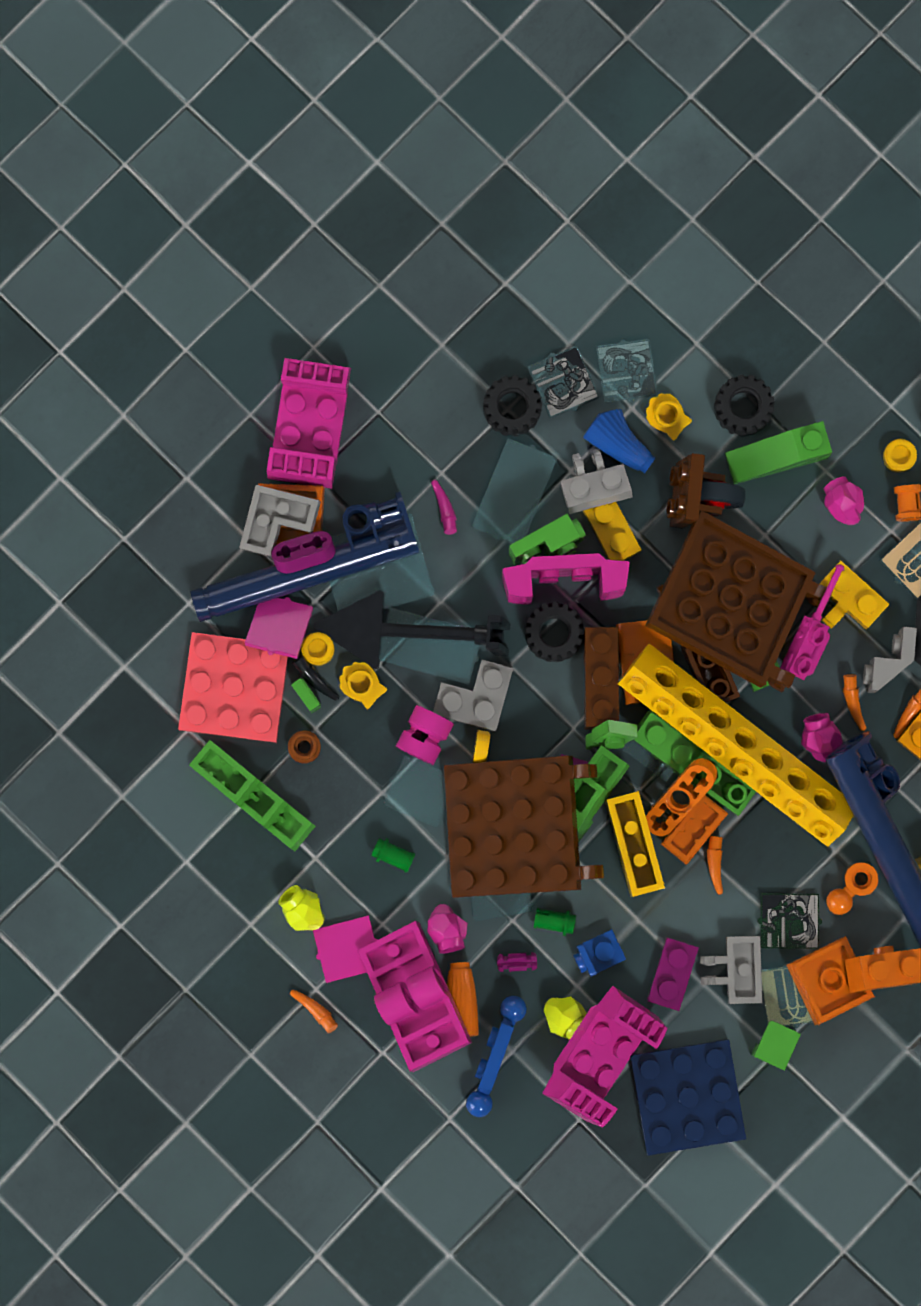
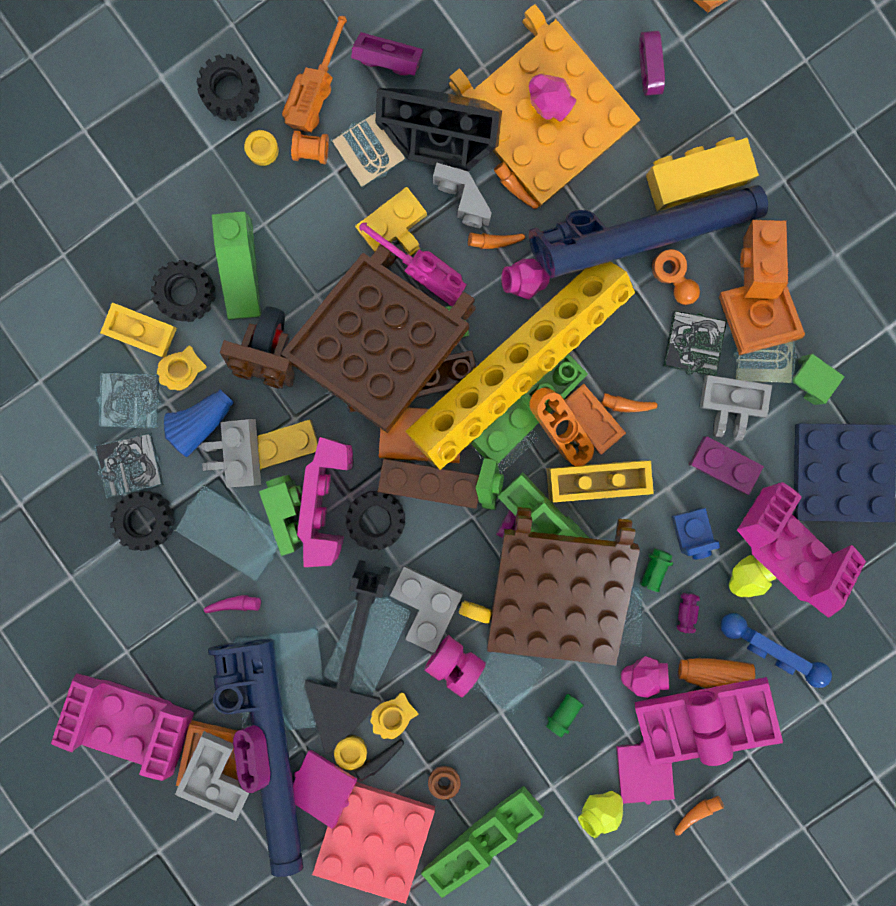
camera: 85 degrees left, 5 degrees up
(306, 695) = (395, 774): bright green tile -> none
(697, 369) = (138, 330): none -> yellow plate
(844, 500) = (296, 210): dark pink rock -> none

